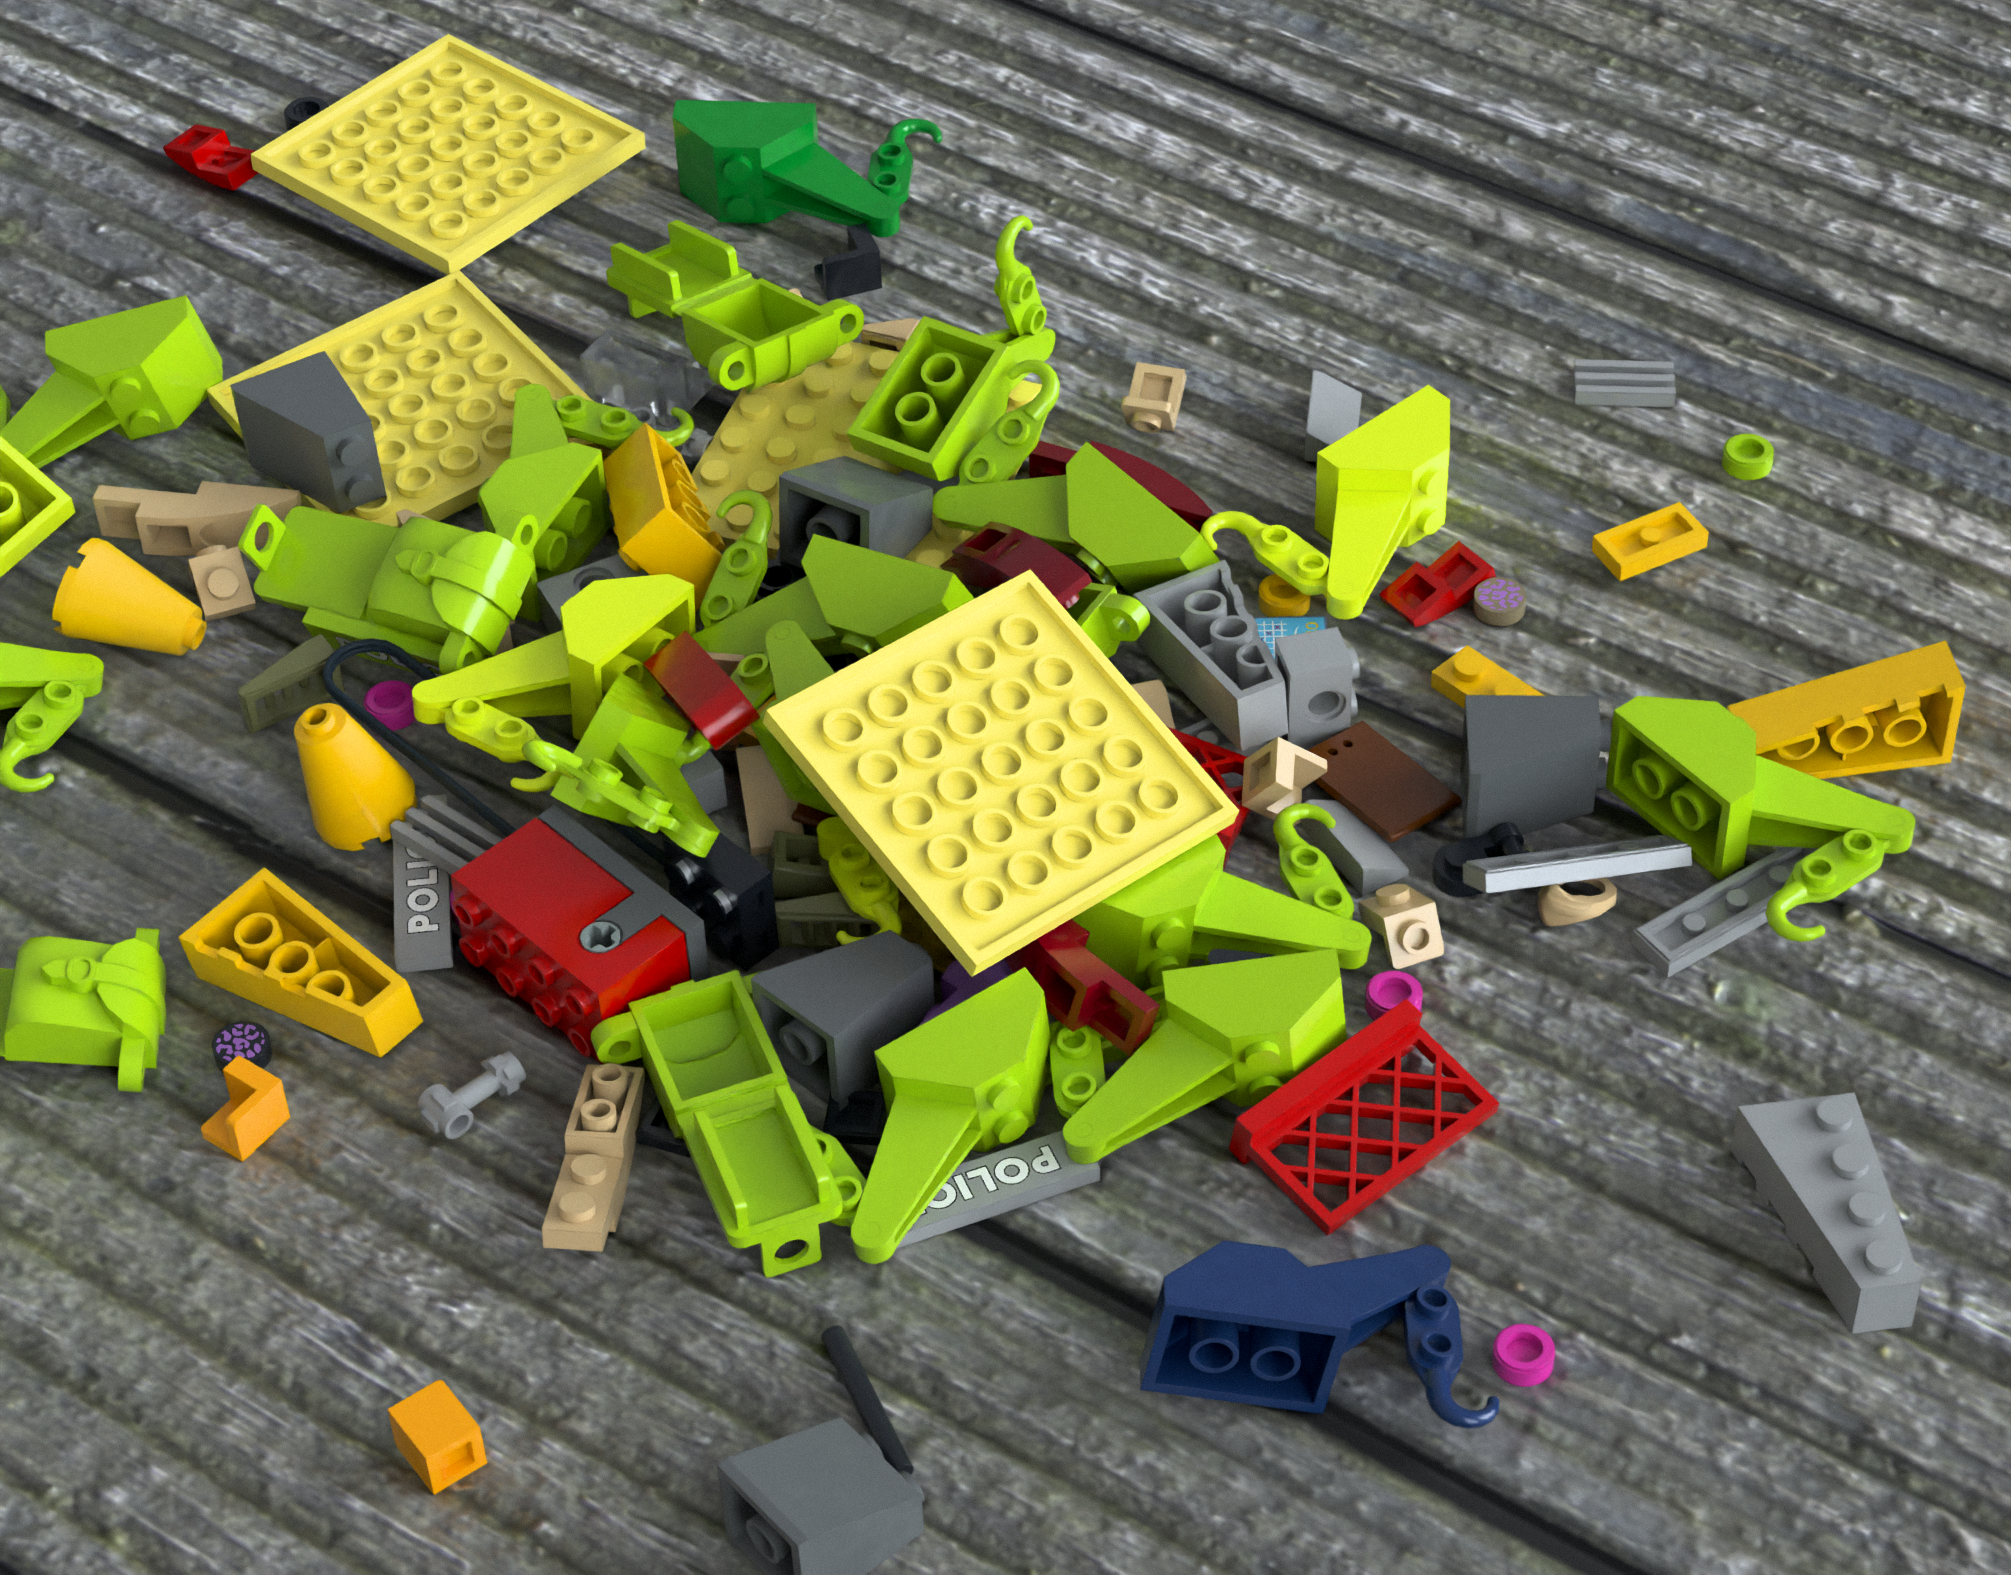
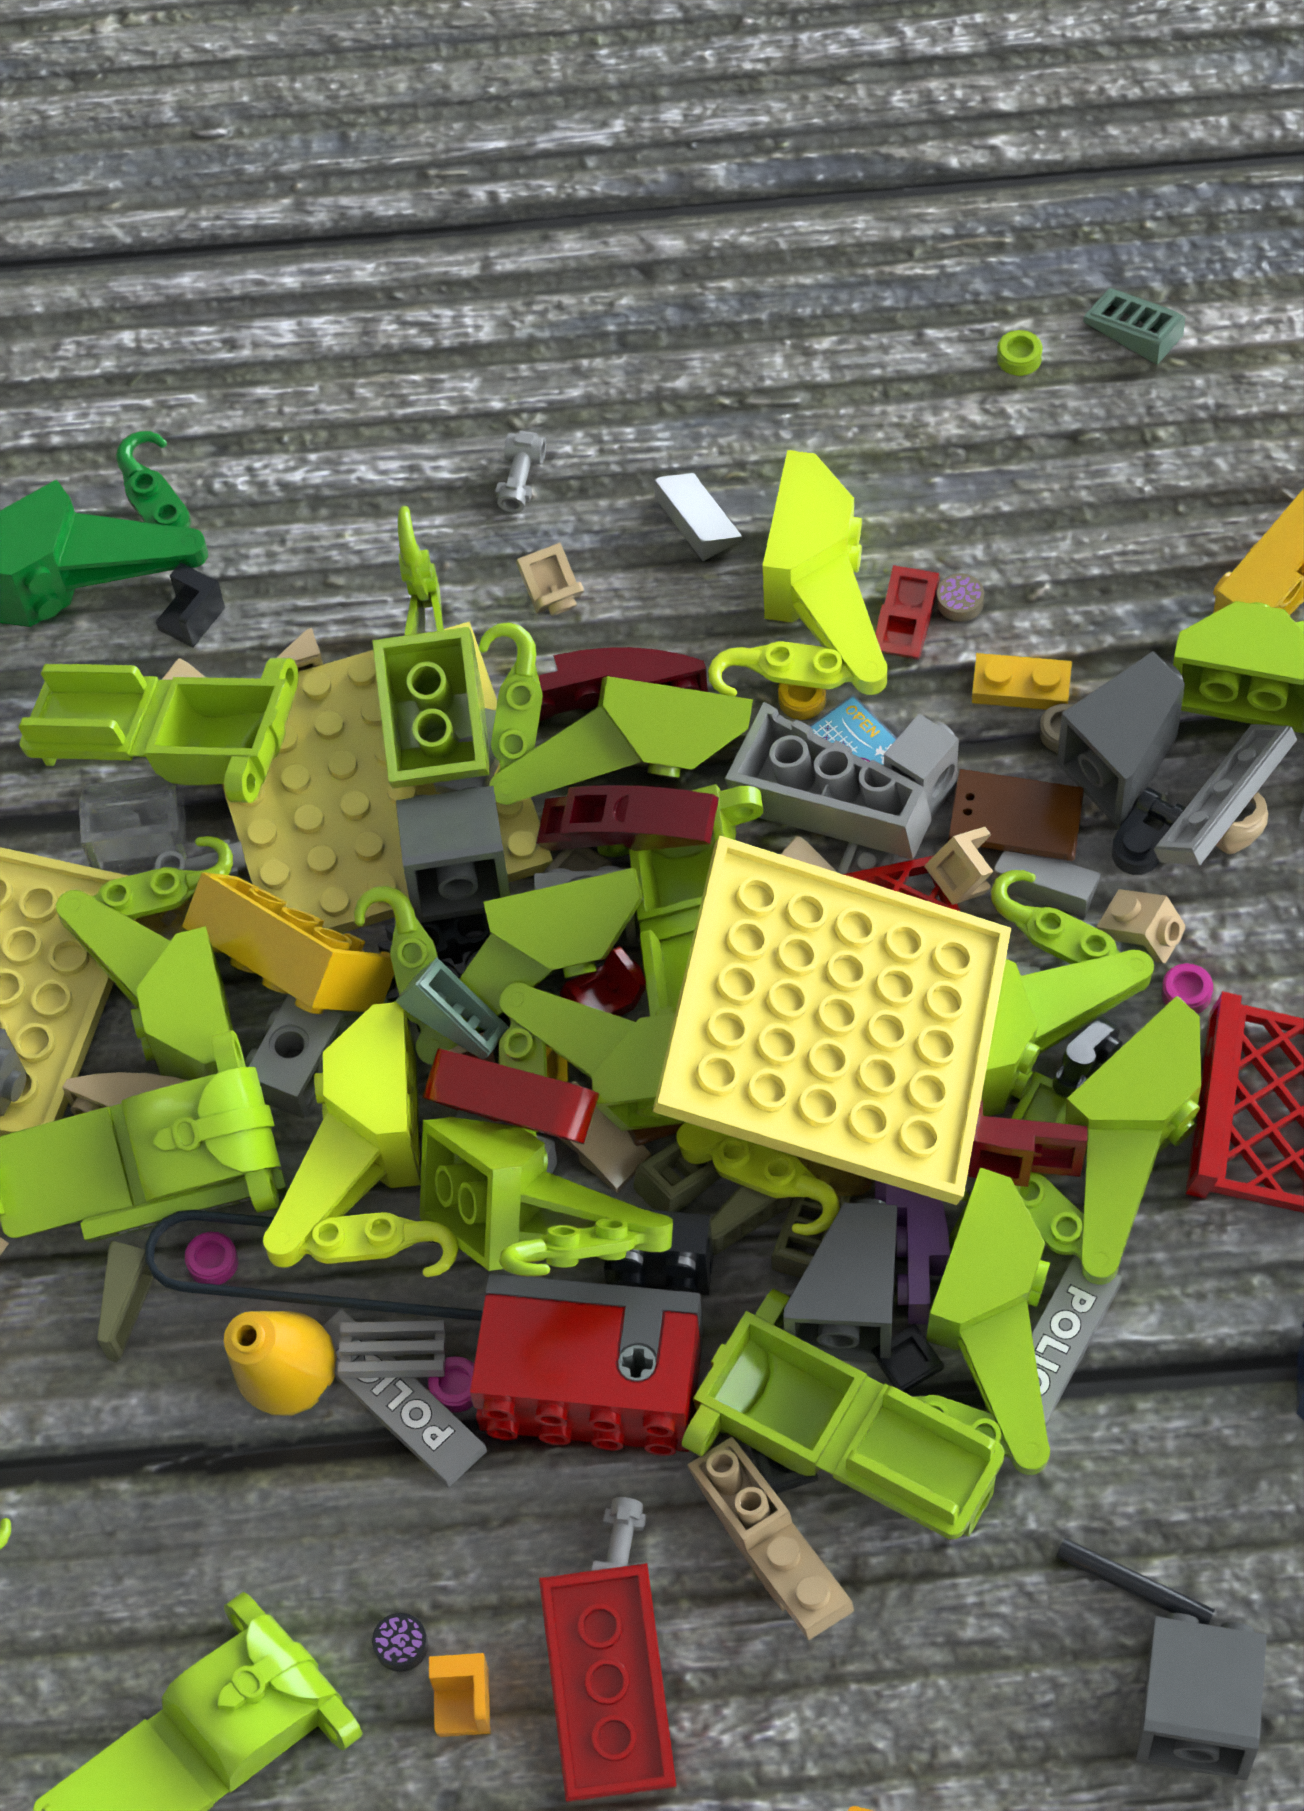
camera: 35 degrees left, 15 degrees up
(300, 964) = (389, 1541): yellow wedge -> none
(358, 1175) = (607, 1683): none -> red tile
(739, 597) = (440, 998): none -> sand green slope
(1227, 300) = (523, 450): none -> light grey bar
(1624, 383) = (871, 337): light grey tile -> none
(1649, 541) = (1023, 475): yellow plate -> none
(1880, 491) = (1149, 345): none -> sand green slope

